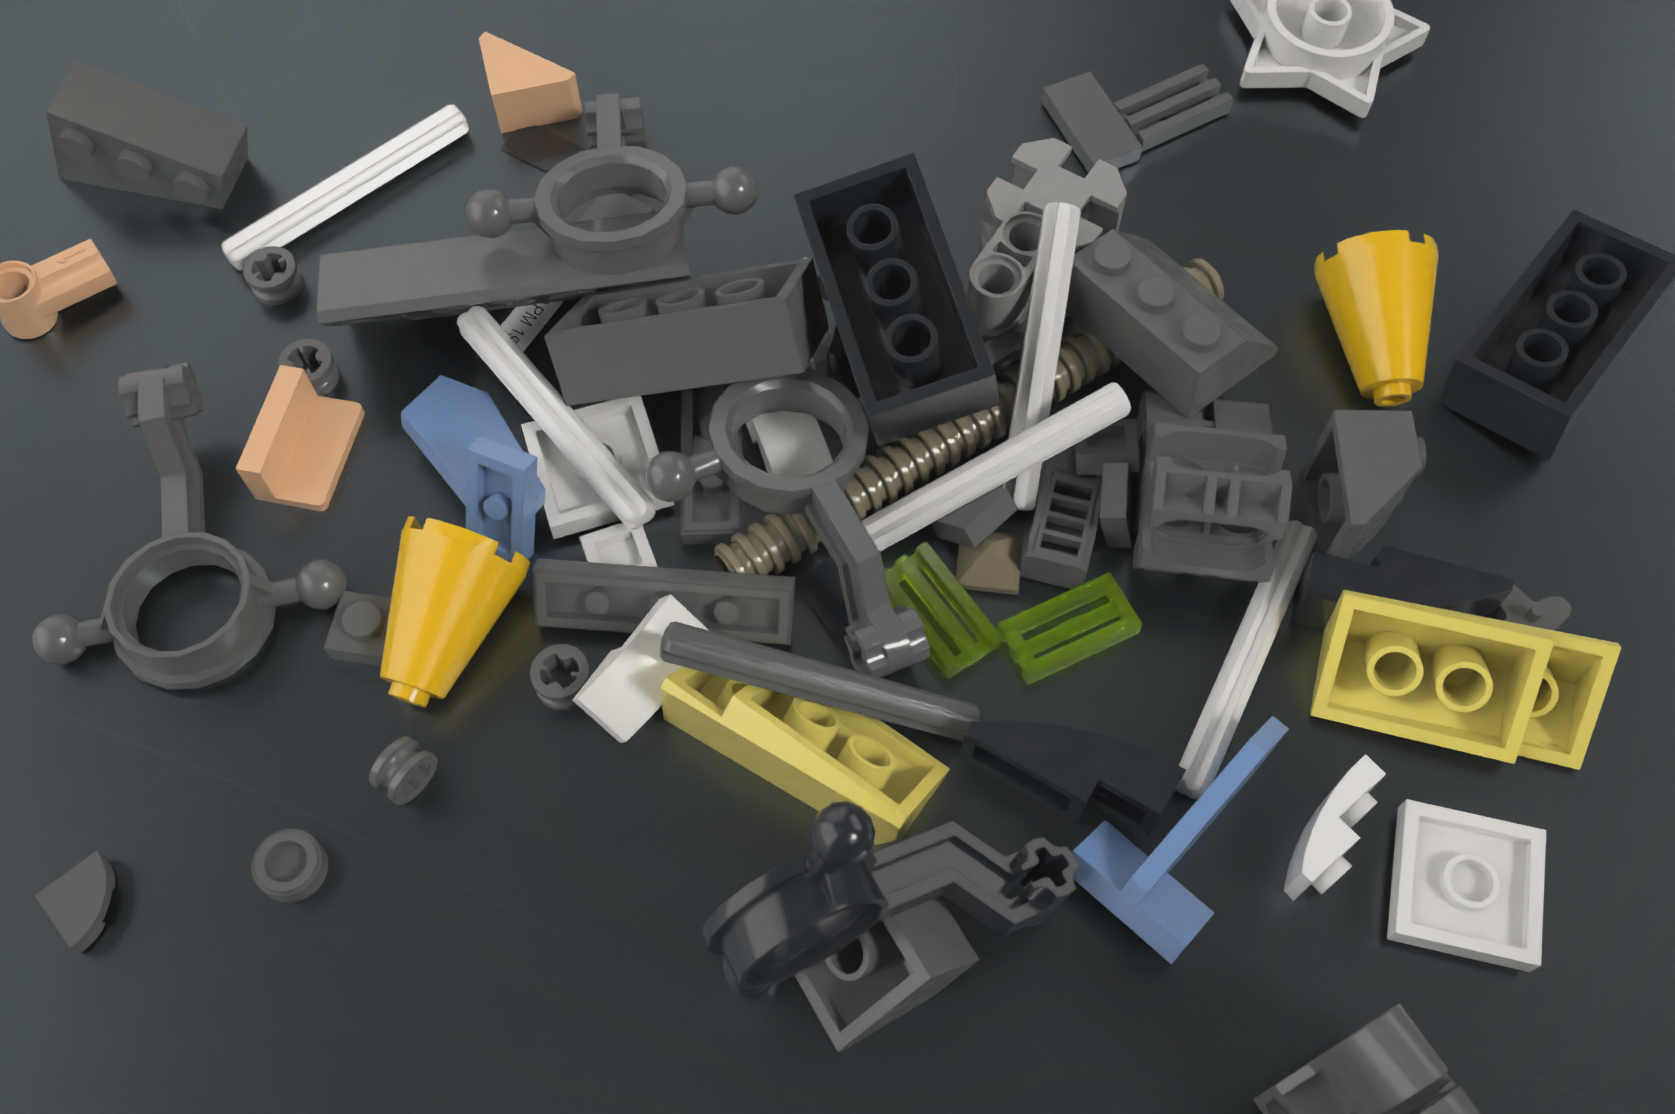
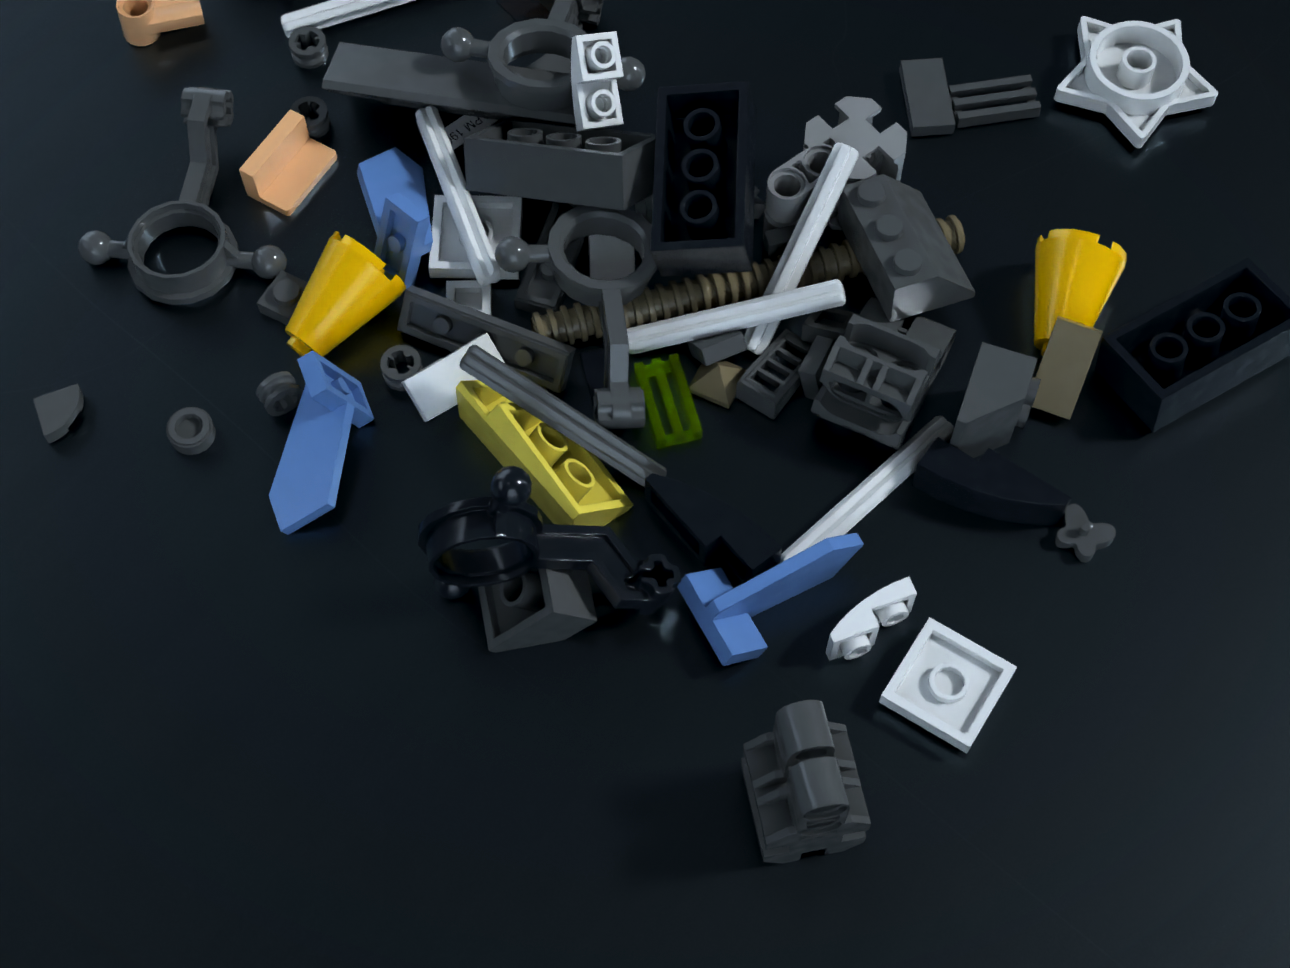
camera: 20 degrees right, 0 degrees up
(485, 832) = (317, 443): none -> medium blue piece
(694, 197) = (594, 78): none -> white slope
(1023, 651) = (755, 447): clear neon green tile -> none
(1428, 386) = (1065, 366): none -> dark tan tile
(1461, 680) = (1006, 554): light yellow slope -> none

